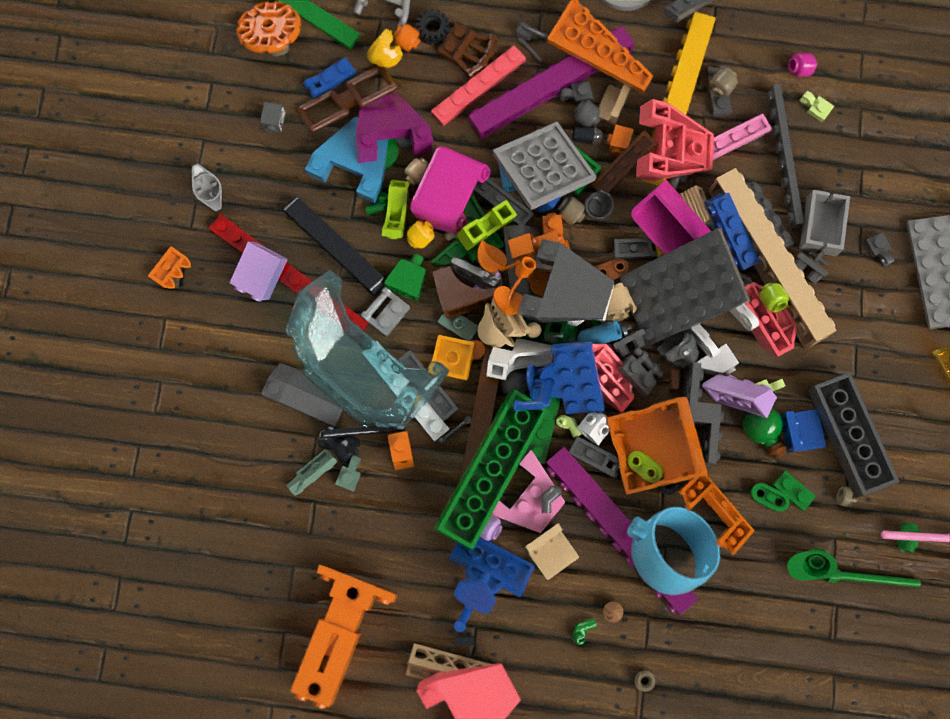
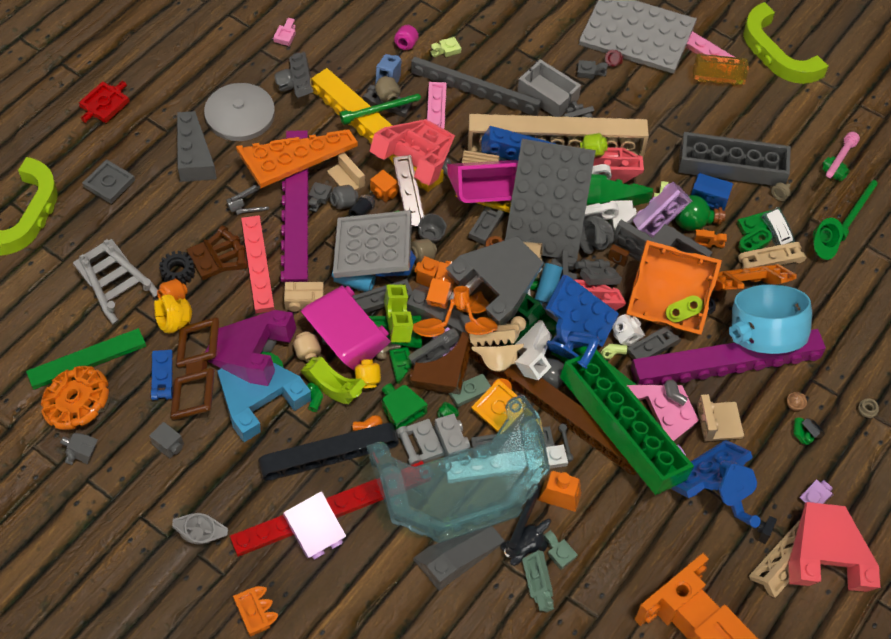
camera: 60 degrees left, 20 degrees down
(229, 58) = (79, 447): none -> dark grey piece
(378, 263) = (370, 422): none -> orange arm
(399, 334) = (450, 435): none -> light grey brick
(425, 318) = (447, 409): none -> green tile
(466, 139) = (301, 294): none -> tan brick
(526, 671) = (818, 492): none -> lavender bracket
(591, 639) = (813, 428): none -> black tile
(670, 67) = (348, 116): none -> green piece
(727, 330) = (605, 190): none -> green wedge
(743, 450) = (708, 238): none -> orange plate
(750, 71) = (390, 67): none -> medium blue torso
(762, 521) = (773, 255): none -> tan plate
(798, 513) = (778, 226): none -> slope
(907, 263) = (613, 58): none -> dark red tile

